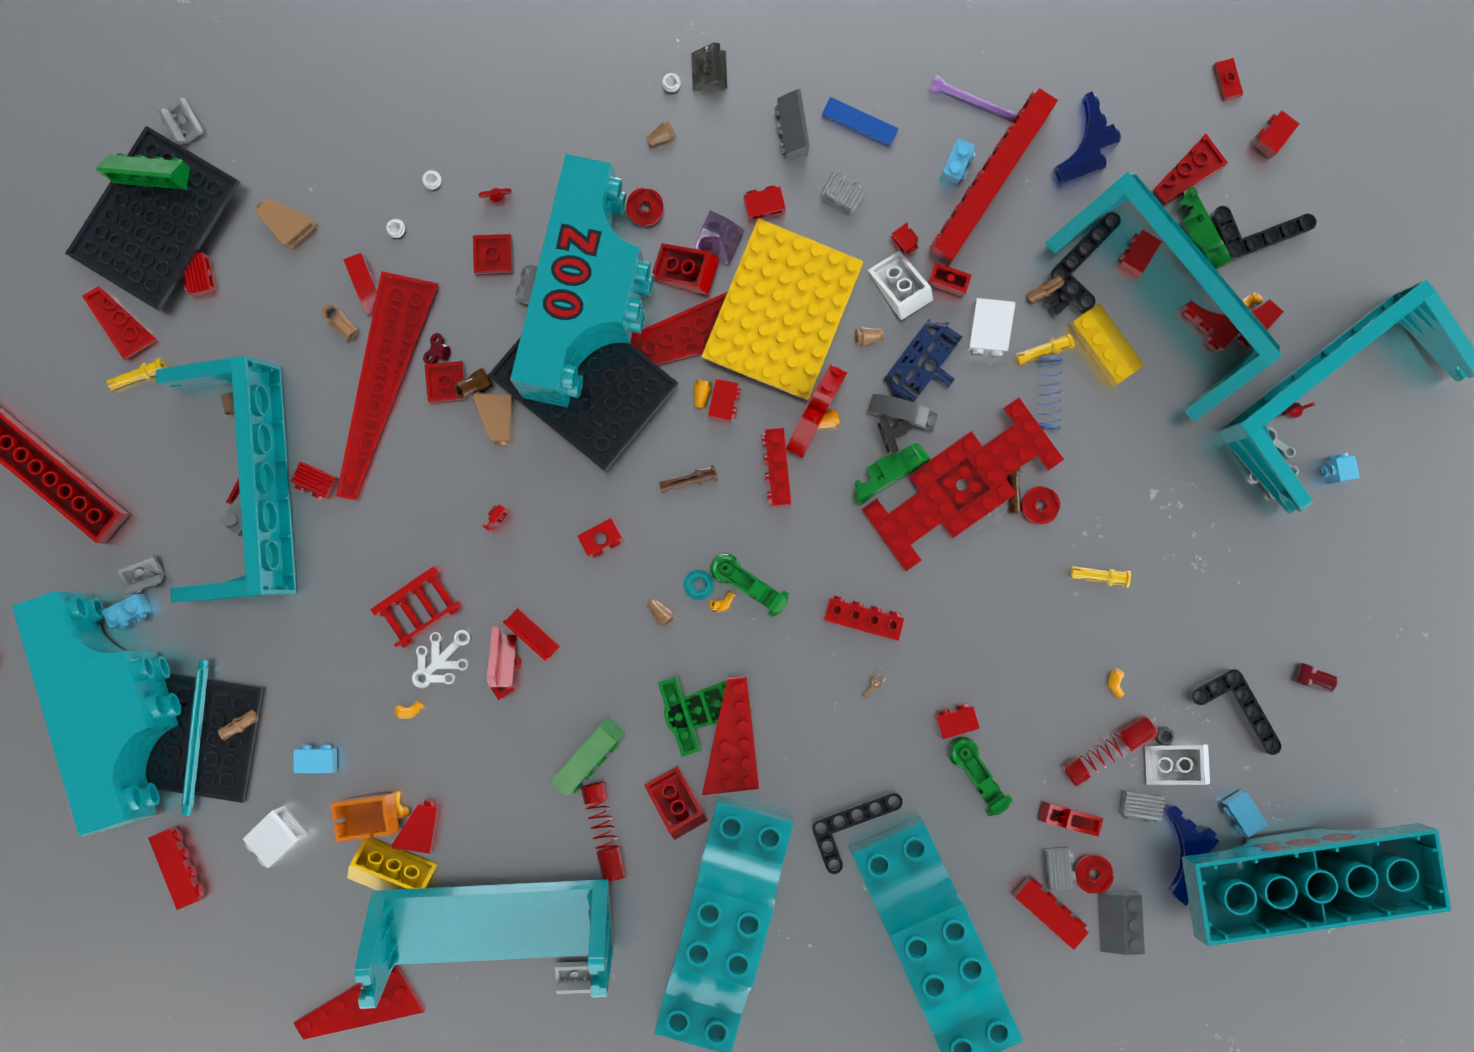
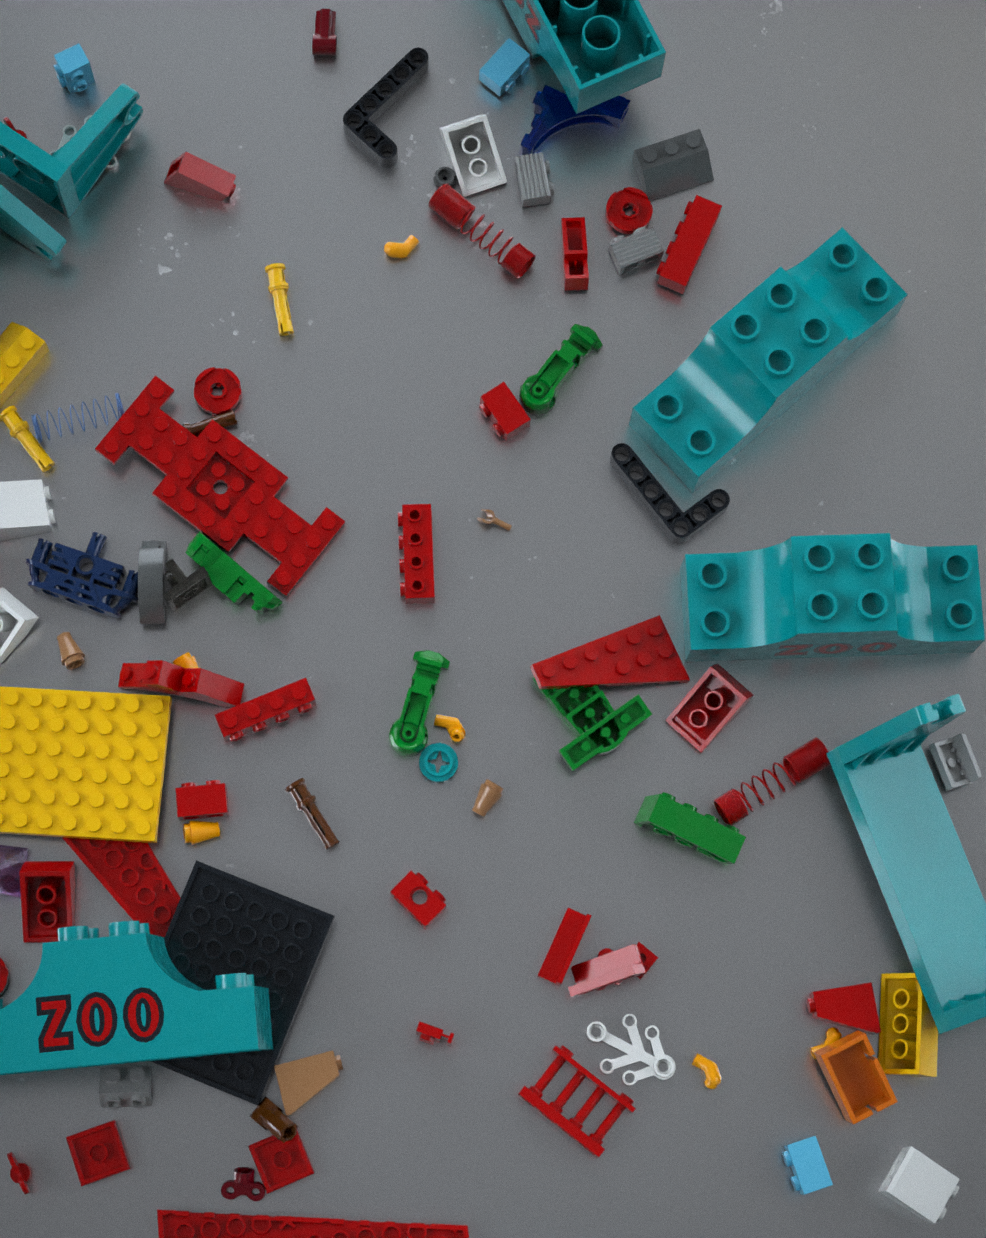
camera: 115 degrees left, 10 degrees down
(1220, 542) = (200, 177): none -> red slope

